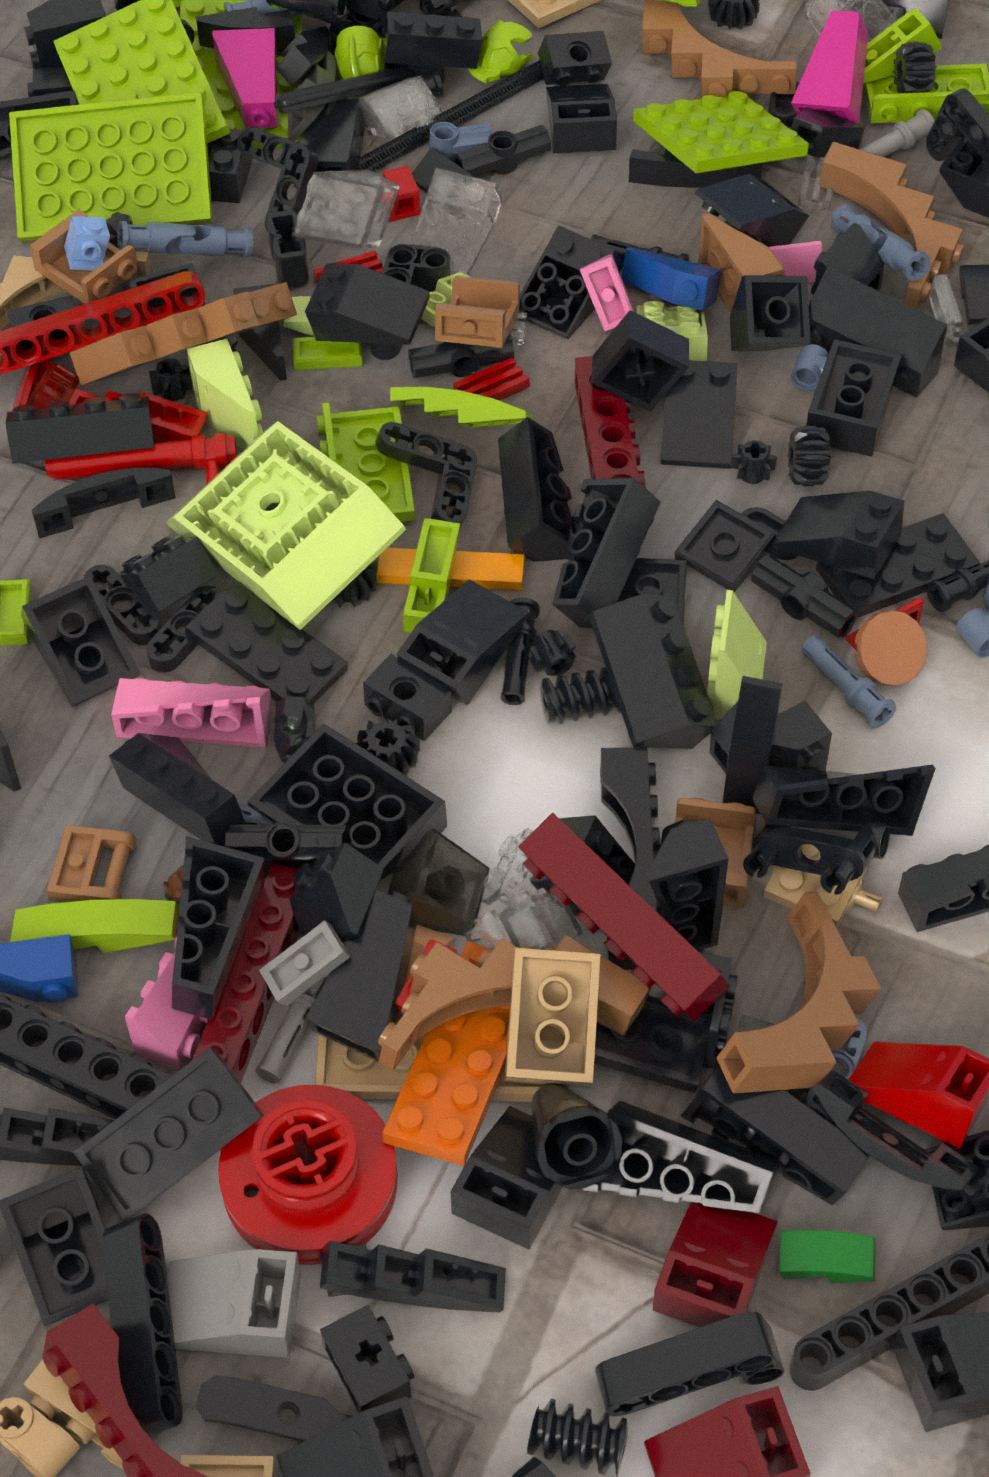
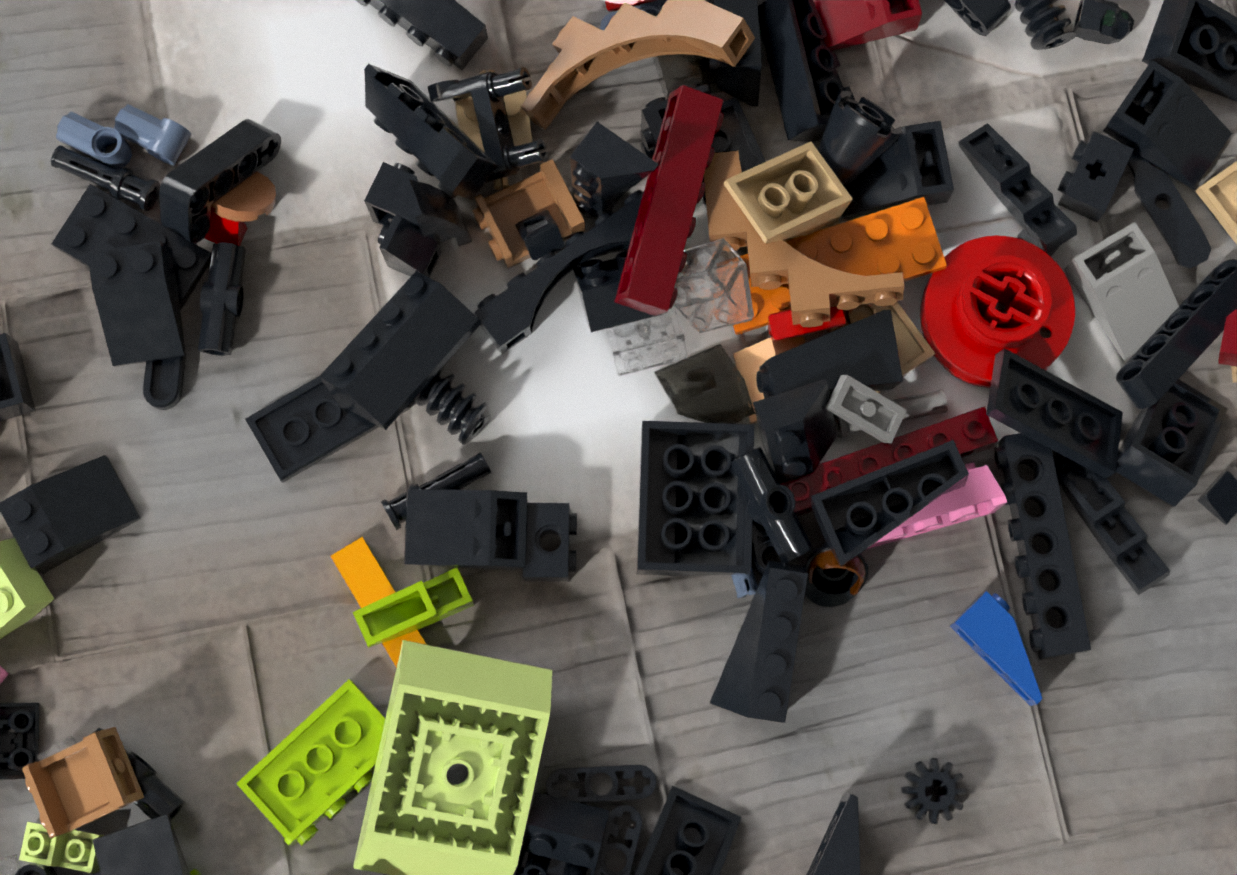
camera: 125 degrees left, 25 degrees up
(79, 861) = (882, 680): medium nougat plate -> none
(100, 923) = (925, 621): lime slope -> none
(193, 712) = (682, 703): bright pink wedge -> none
(265, 646) = (582, 695): black plate -> none
(293, 725) = (642, 608): black rock -> none
(391, 743) = (596, 515): black gear -> none
(447, 468) = (281, 684): black beam -> none
(471, 409) = (195, 709): lime slope -> none
(491, 377) = (117, 714): red tile -> none
(535, 493) = (259, 588): black wedge -> none
(552, 652) = (423, 456): black gear -> none
(604, 546) = (294, 477): black wedge -> none
(606, 428) = (148, 589): dark red brick -> none
(640, 361) = (63, 576): black brick -> none
(725, 546) = (208, 397): black tile -> none
(735, 653) = (347, 295): yellowish green slope -> none
(754, 462) = (86, 430): black gear -> none
(809, 456) = (64, 382): black gear -> none
(858, 691) = (294, 199): sand blue pin -> none
(918, 632) = (211, 174): none -> black beam

